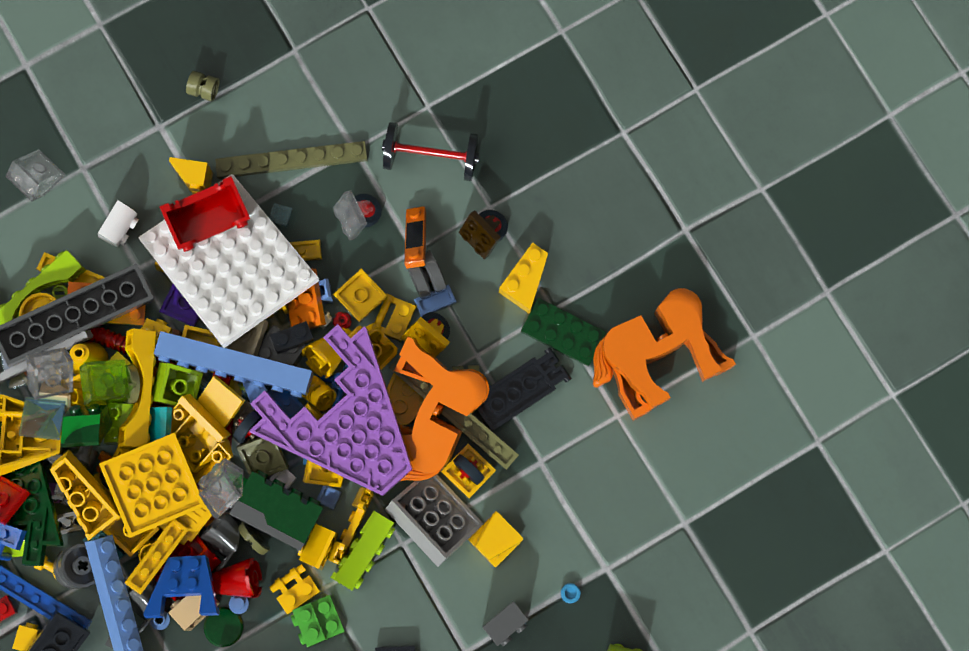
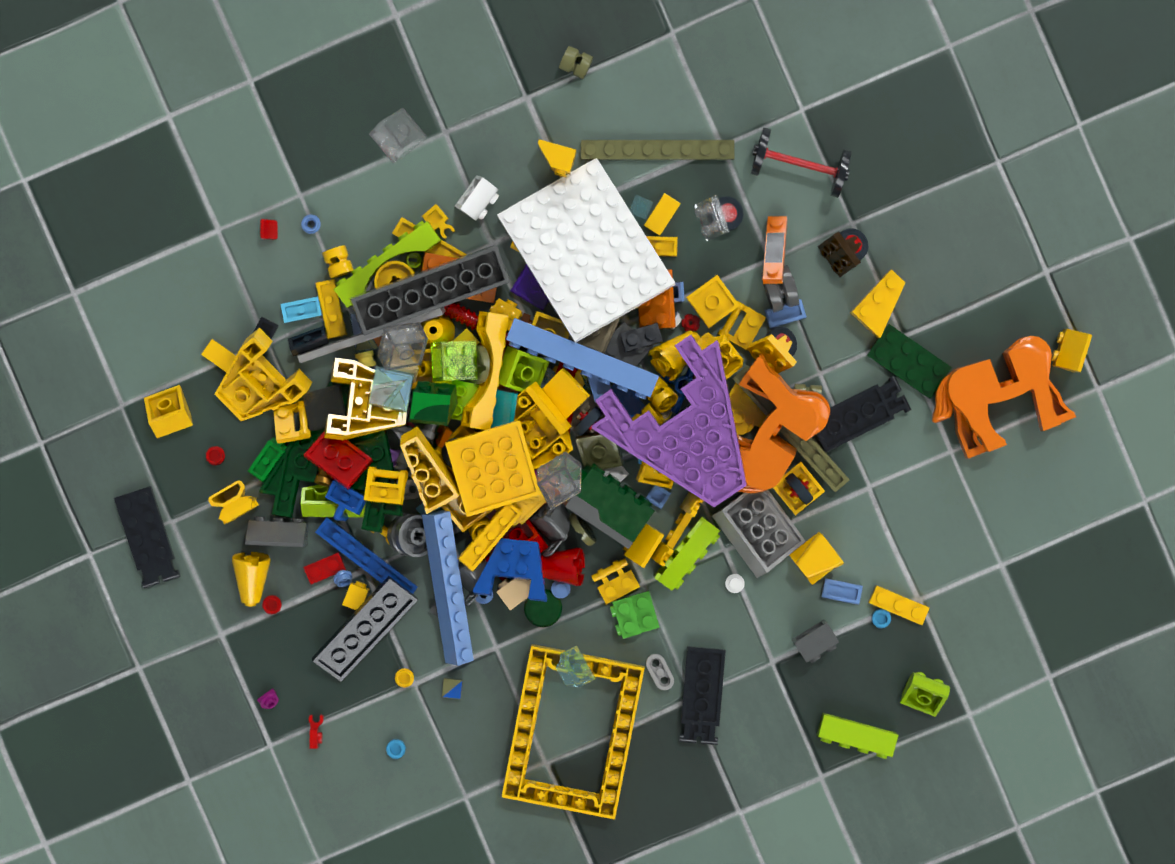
camera: 10 degrees right, 10 degrees up
(12, 621) = (343, 578): none -> medium blue plate
(18, 393) = (366, 358): none -> light yellow wheel
(42, 522) = (385, 492): none -> yellow plate
(81, 251) = (437, 219): none -> yellow plate
(205, 214) = (569, 201): red windscreen -> none
(302, 220) = (662, 214): none -> yellow tile
(416, 576) = (734, 583): none -> white plate
(526, 570) = (841, 591): none -> medium blue tile
(586, 577) = (899, 605): none -> yellow plate
(721, 300) = (1071, 350): none -> yellow slope

